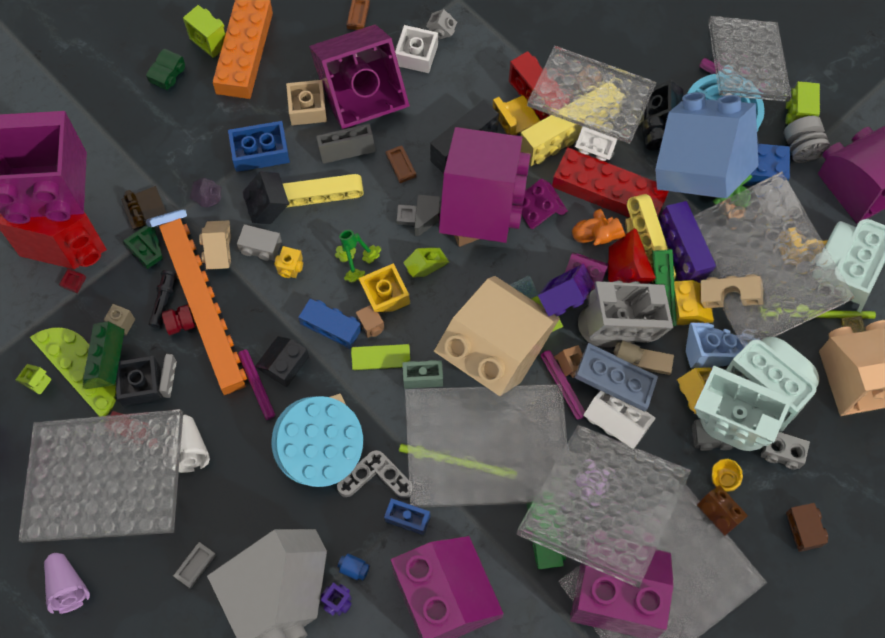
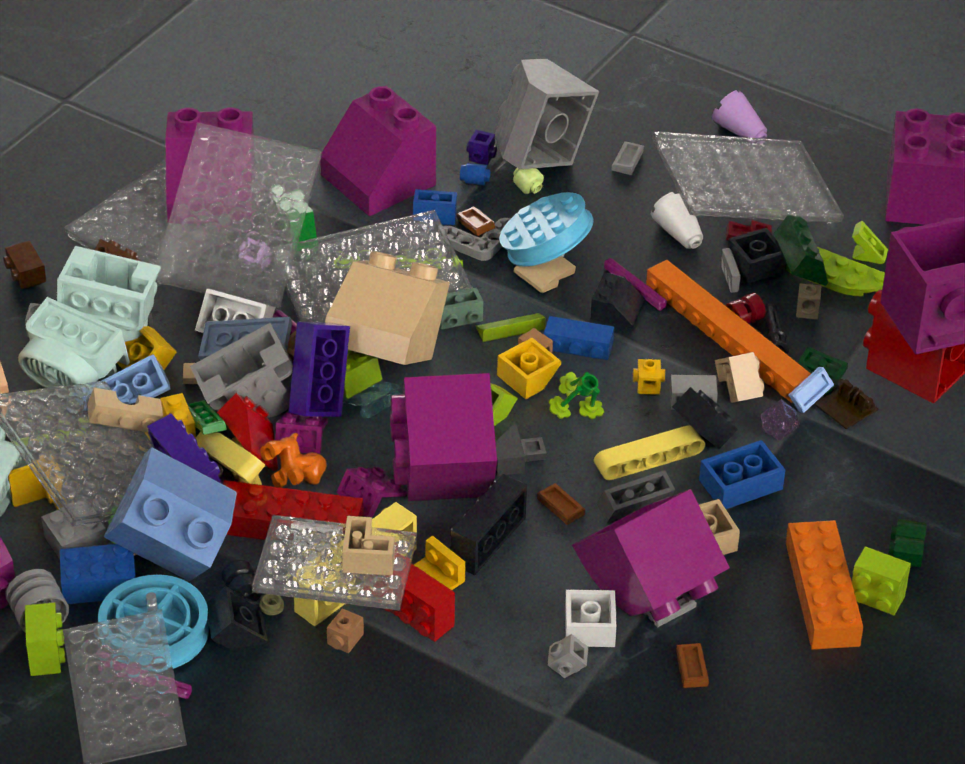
camera: 165 degrees right, 25 degrees down
(372, 497) = (475, 221): none -> dark orange tile
(573, 72) = (365, 552): none -> tan brick

